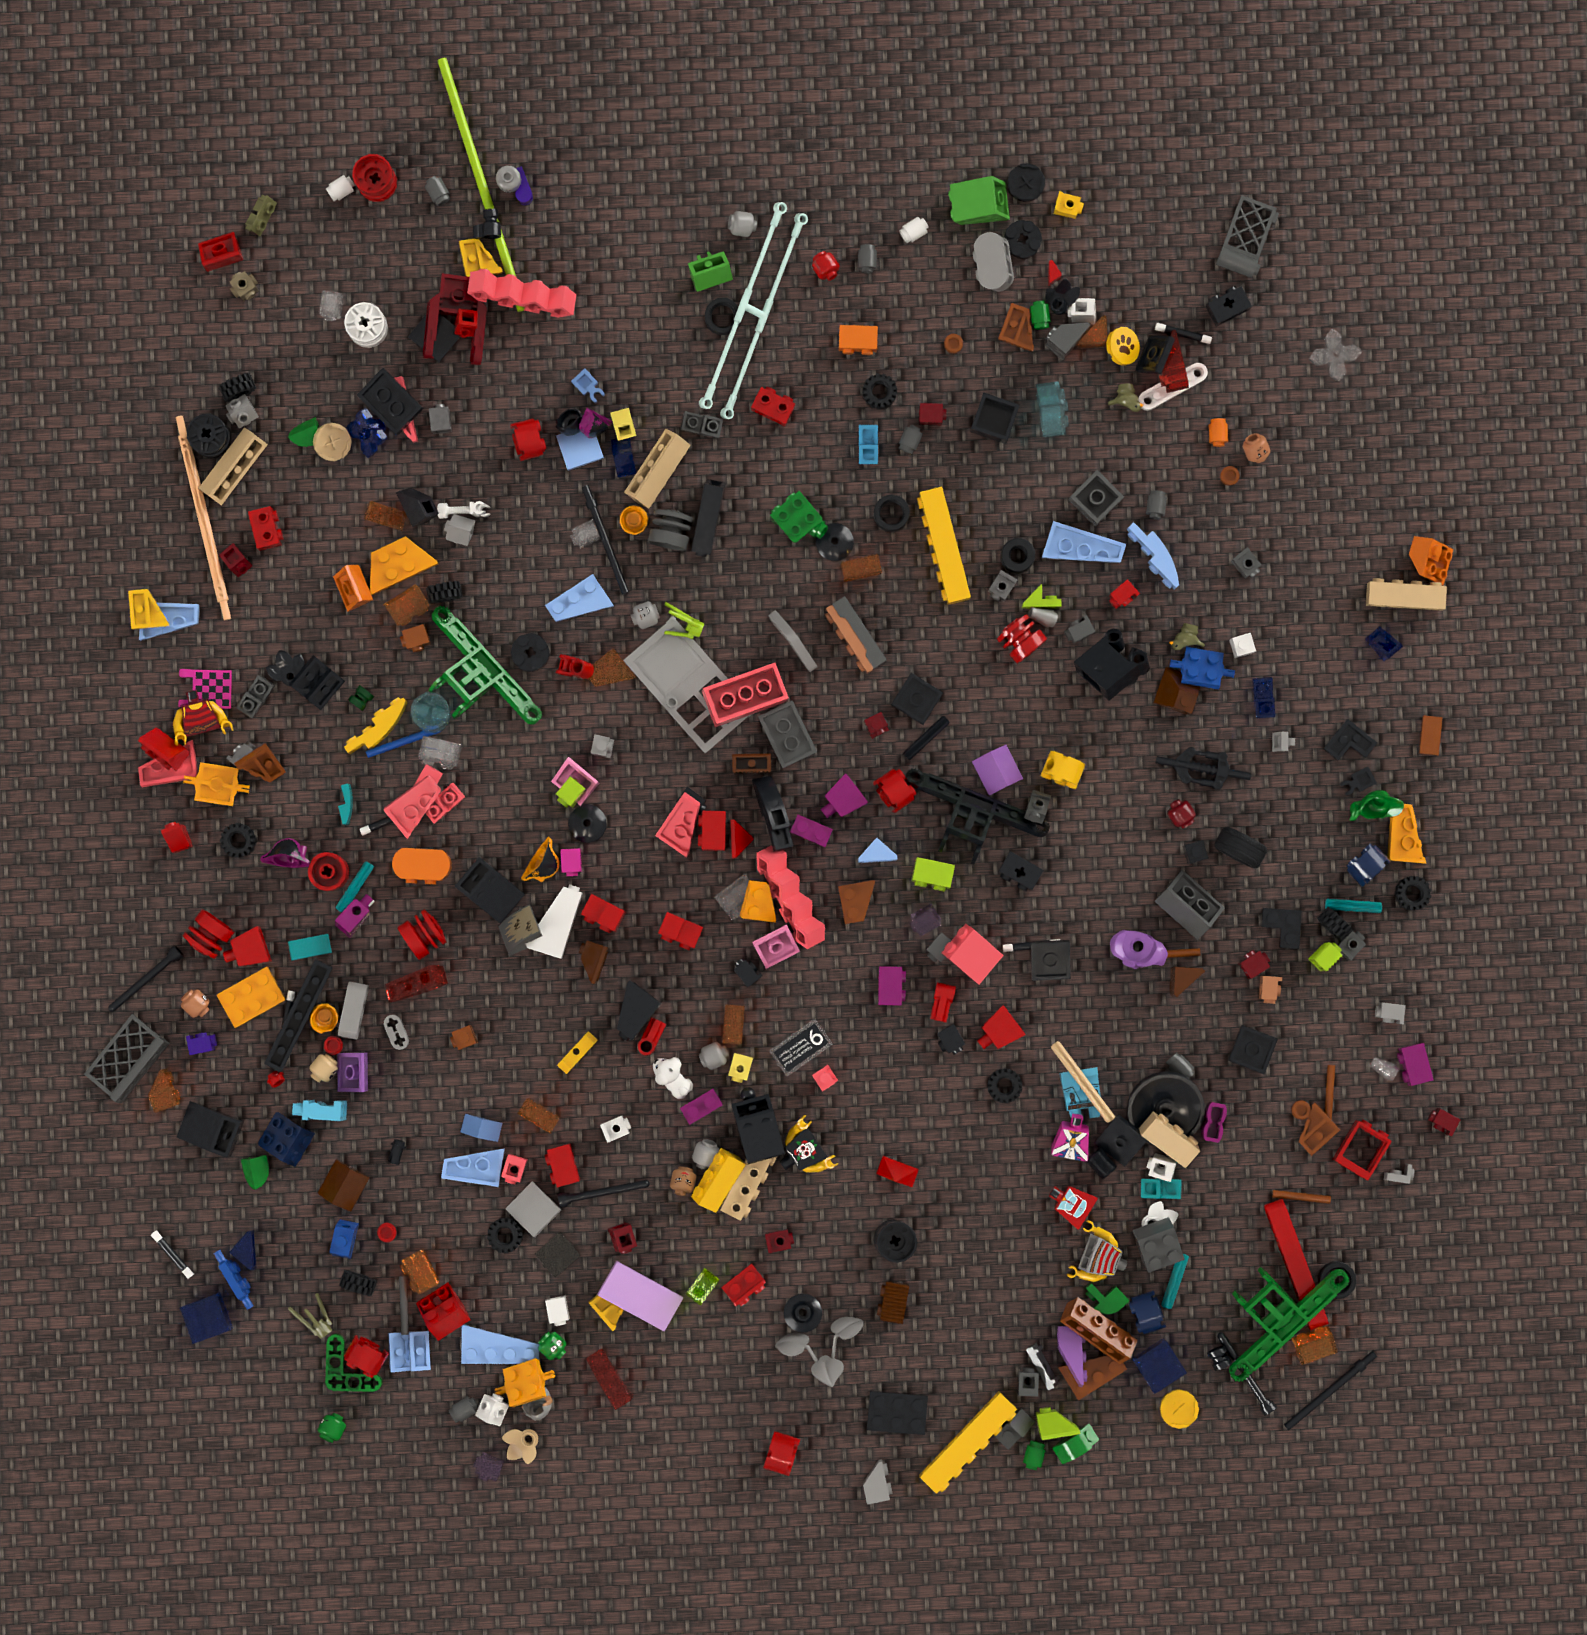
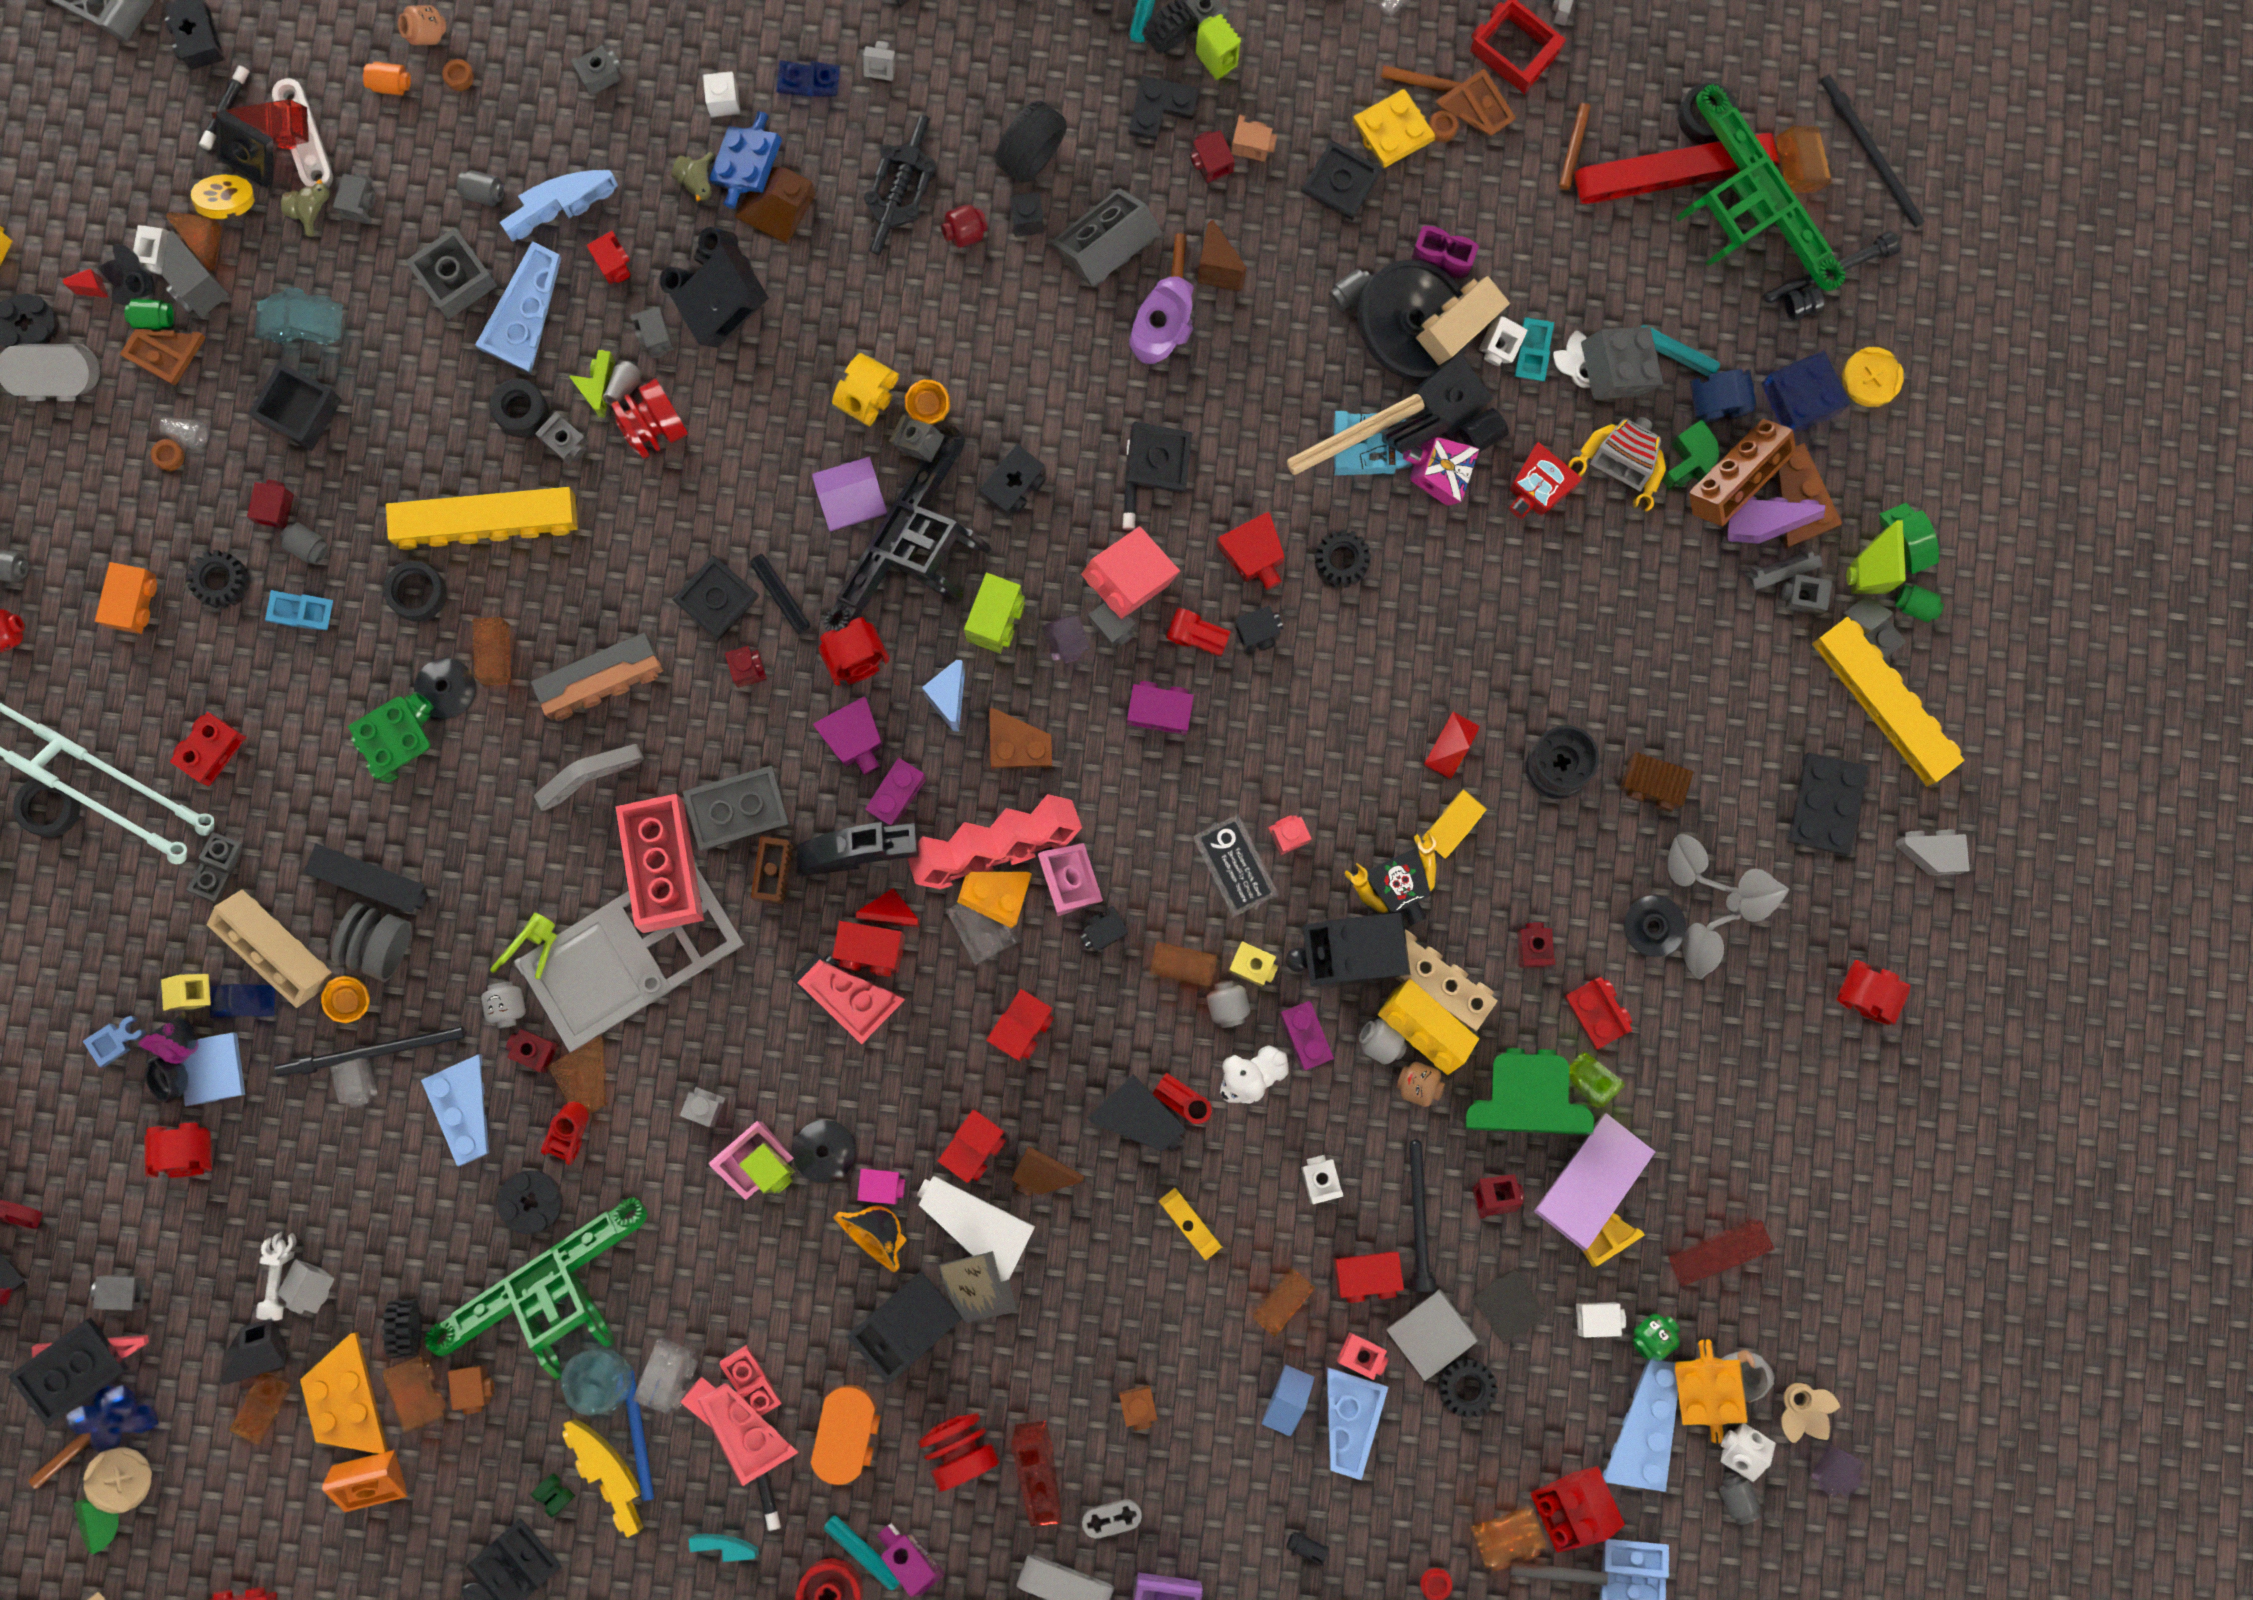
camera: 85 degrees left, 5 degrees down
(339, 405) = (60, 1460): none -> dark orange bar
(620, 644) = (542, 1051): none -> dark red brick
(685, 1249) = (1530, 1097): none -> green brick
(847, 1179) = (1455, 823): none -> yellow slope
(969, 352) = (186, 431): none -> clear cone
(1062, 809) = (927, 401): none -> light orange hair
(1091, 1117) = (1414, 431): none -> black tile
(1136, 428) = (355, 198): none -> dark grey brick
(1293, 1078) = (1393, 128): none -> yellow plate

